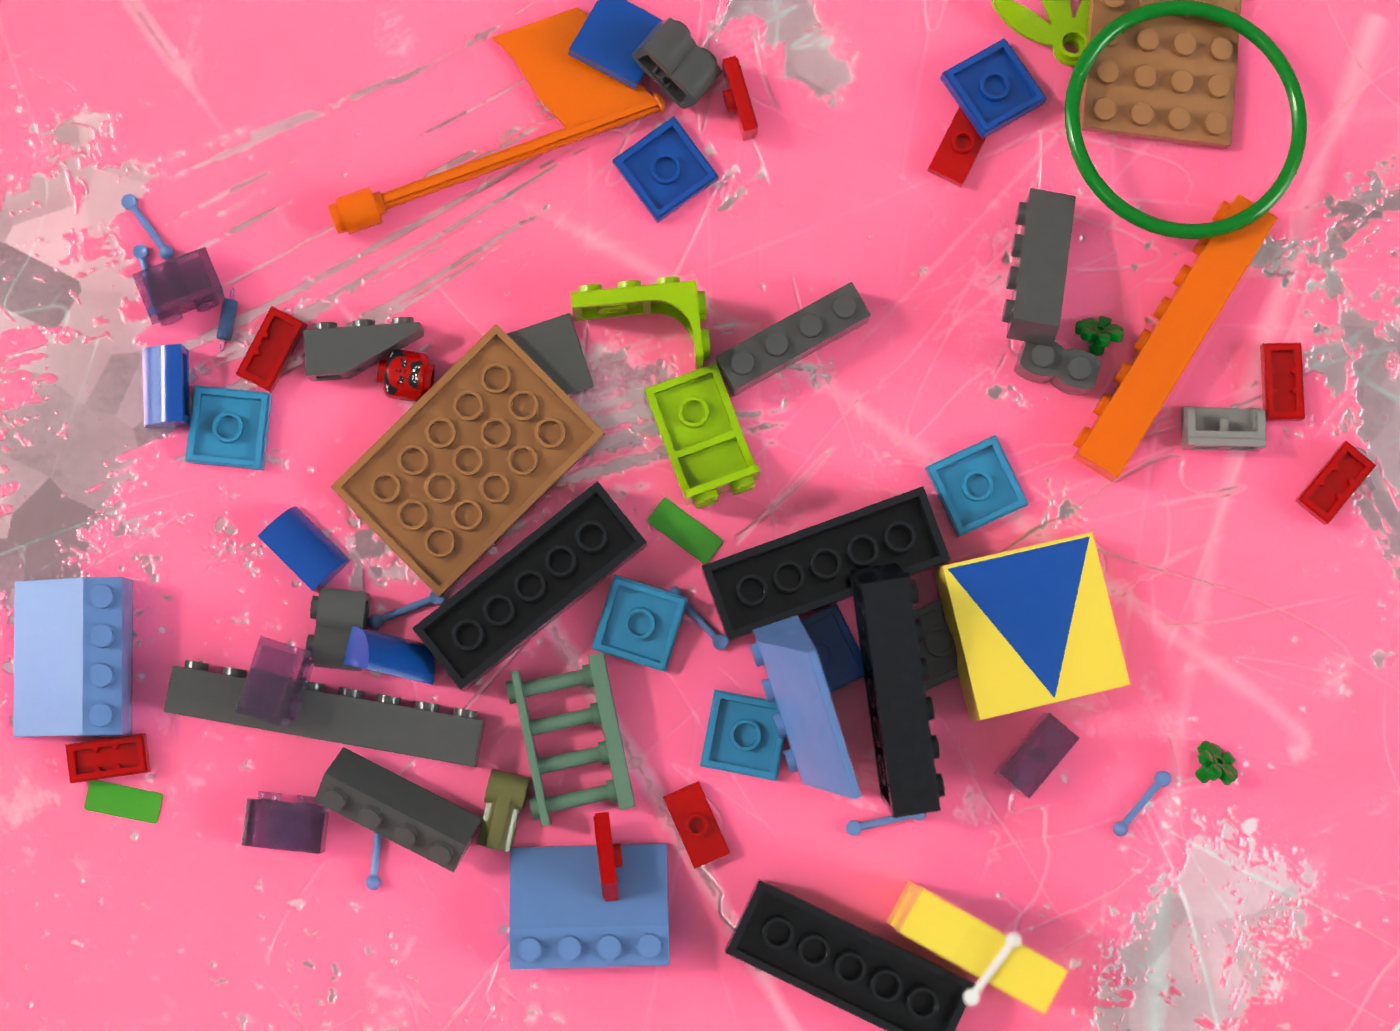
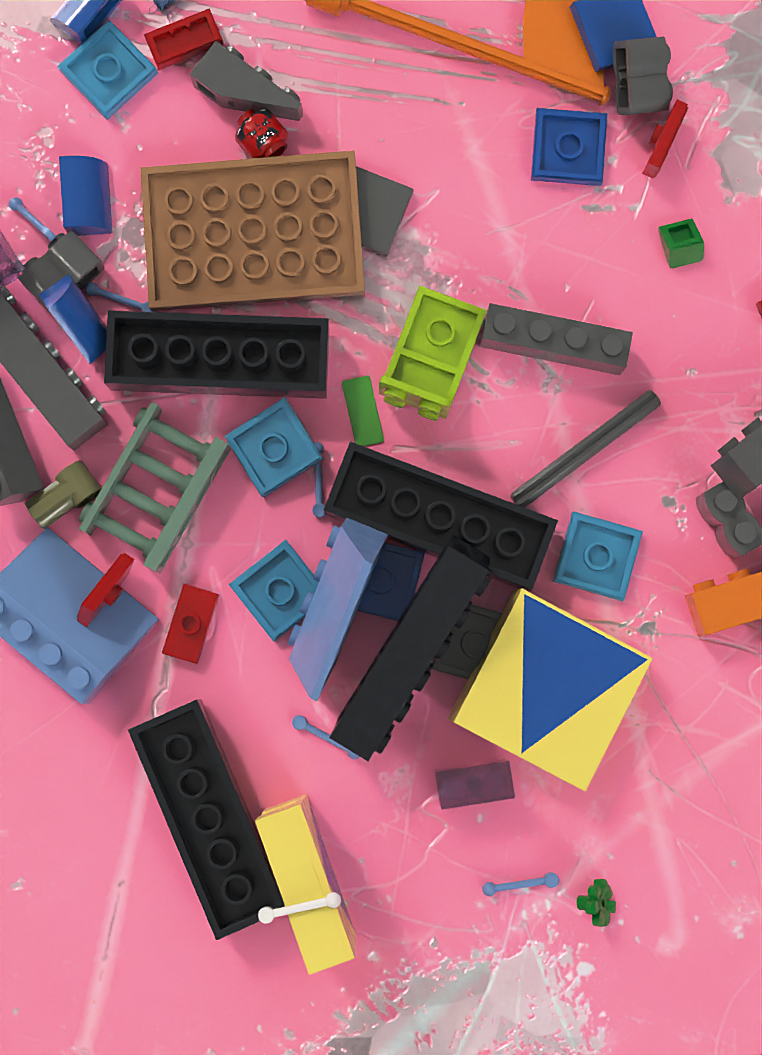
camera: 40 degrees right, 0 degrees up
(251, 605) = (17, 205): none -> medium blue hinge
(631, 298) = (487, 229): lime bracket -> none
(825, 171) = (682, 243): none -> green slope
(892, 407) = (586, 449): none -> dark grey axle

